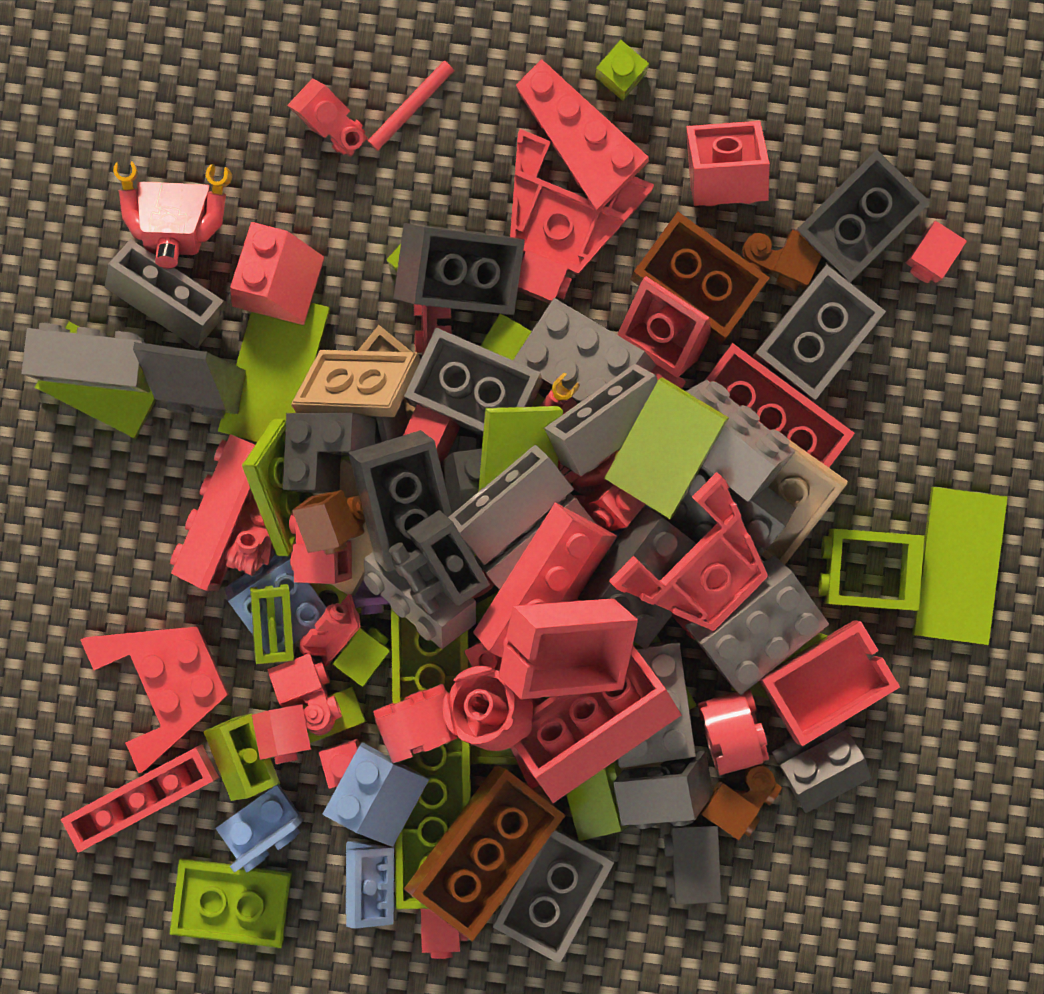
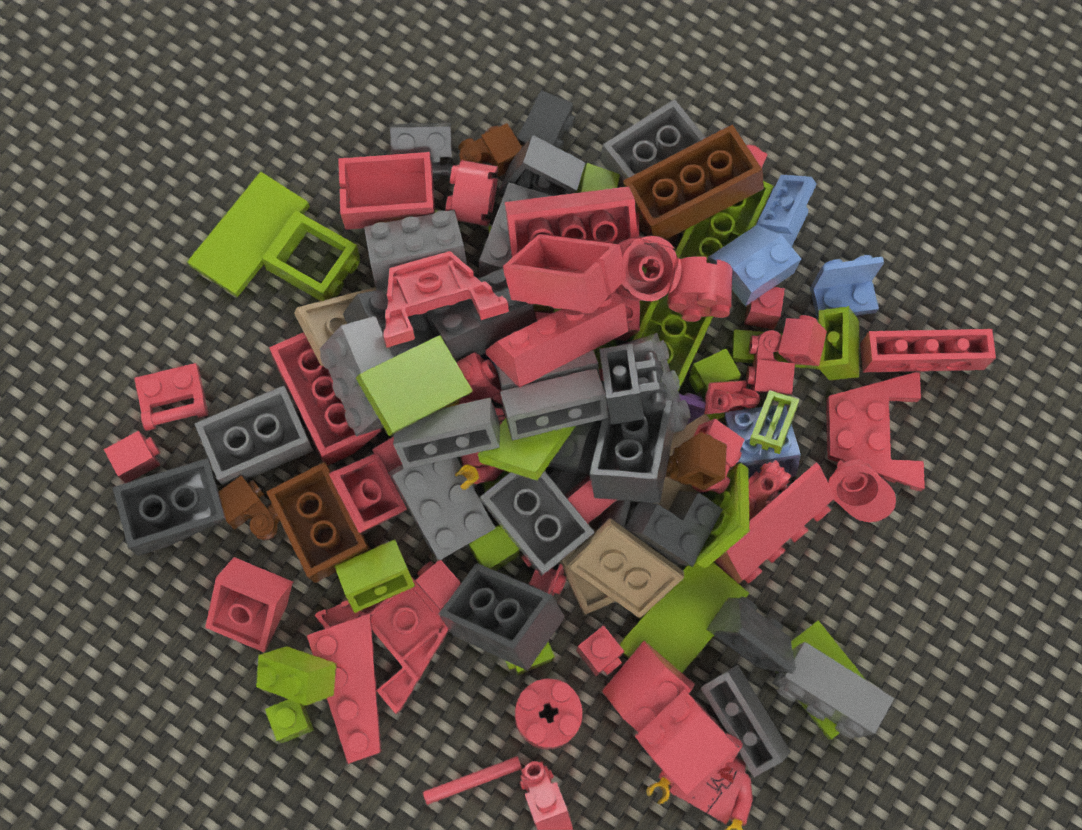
camera: 160 degrees left, 15 degrees down
(148, 599) = (862, 491): none -> coral piece
(210, 232) = (687, 743): none -> coral slope
(230, 905) = (905, 258): lime tile -> none
(342, 291) = (601, 652): none -> coral brick
(368, 181) = (558, 697): none -> coral brick
(612, 250) = (374, 576): none -> lime brick
(636, 111) = (296, 675): none -> lime brick
(944, 347) = (167, 388): none -> coral plate

